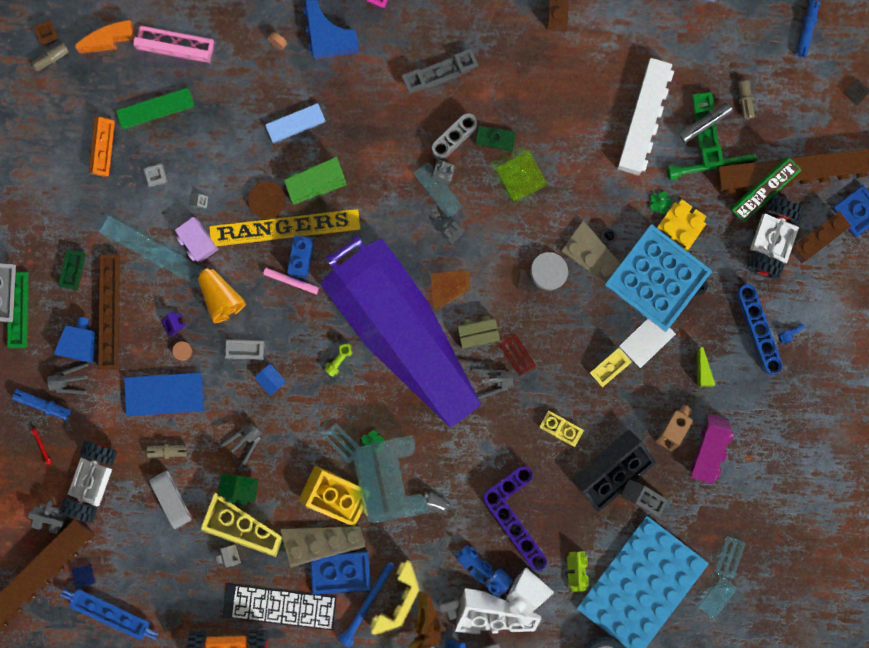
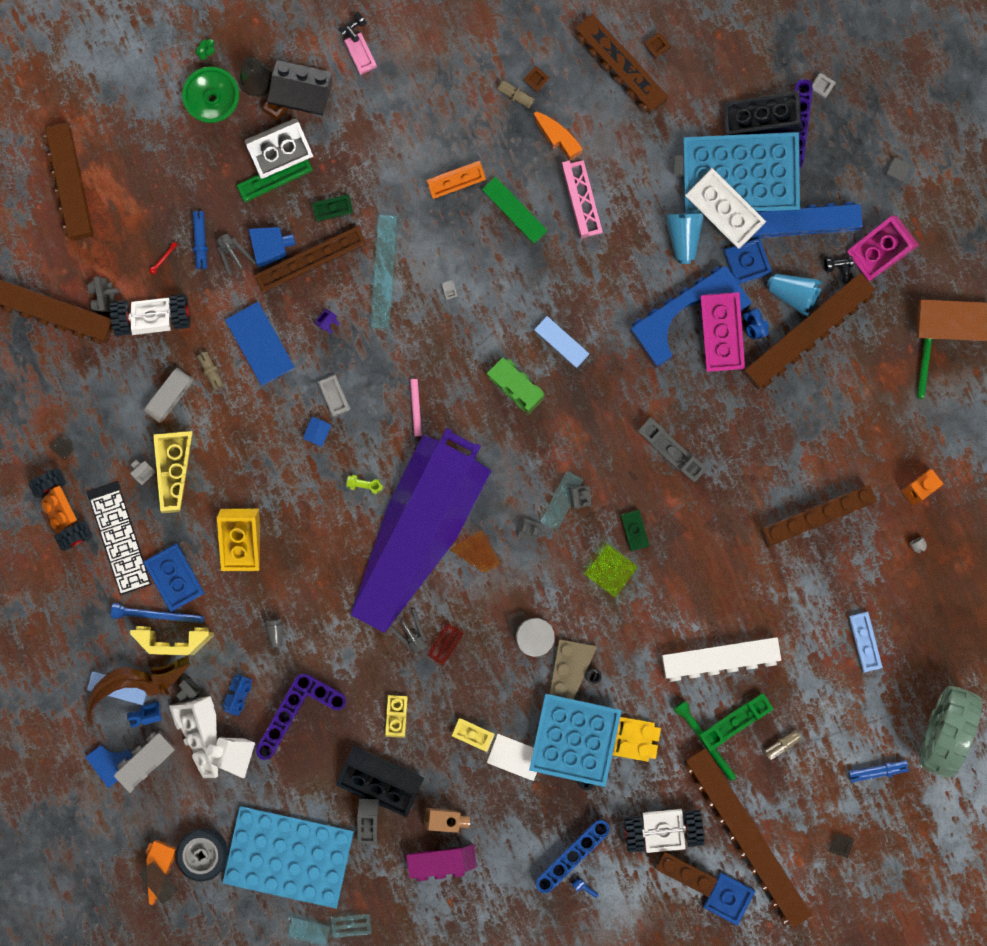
camera: 65 degrees right, 0 degrees up
(83, 576) = (66, 351): clear blue tile -> none
(109, 614) = (42, 391): blue plate -> none
(155, 175) = (454, 239): light grey tile -> none
(182, 351) = (306, 341): nougat tile -> none
(196, 240) = (411, 305): lavender brick -> none
(219, 296) = (370, 349): light orange cone -> none
(237, 488) = (205, 450): dark green brick -> none
(250, 434) = (260, 437): dark grey plant -> none
(267, 199) = (479, 350): reddish brown tile -> none
(277, 40) = (629, 289): nougat tile -> none
(285, 227) = (461, 379): yellow sticker -> none
(301, 256) = (441, 406): blue brick -> none
(317, 543) = (189, 543): dark tan wing -> none
(331, 431) = (297, 528): clear light blue tile -> none
(372, 438) = (304, 550): green plant -> none
(382, 481) = (272, 575): clear light blue windscreen -> none
(458, 128) = (608, 491): light grey beam -> none
(478, 332) = (447, 599): olive brick -> none
(498, 582) = (230, 724): blue bracket -> none
(579, 579) = (266, 796): lime hinge -> none
(660, 202) = (648, 710): green plant -> none
(704, 374) = (506, 824): lime slope -> none
(712, 118) = (742, 717): dark grey pin -> none
(766, 188) = (705, 801): tile -> none

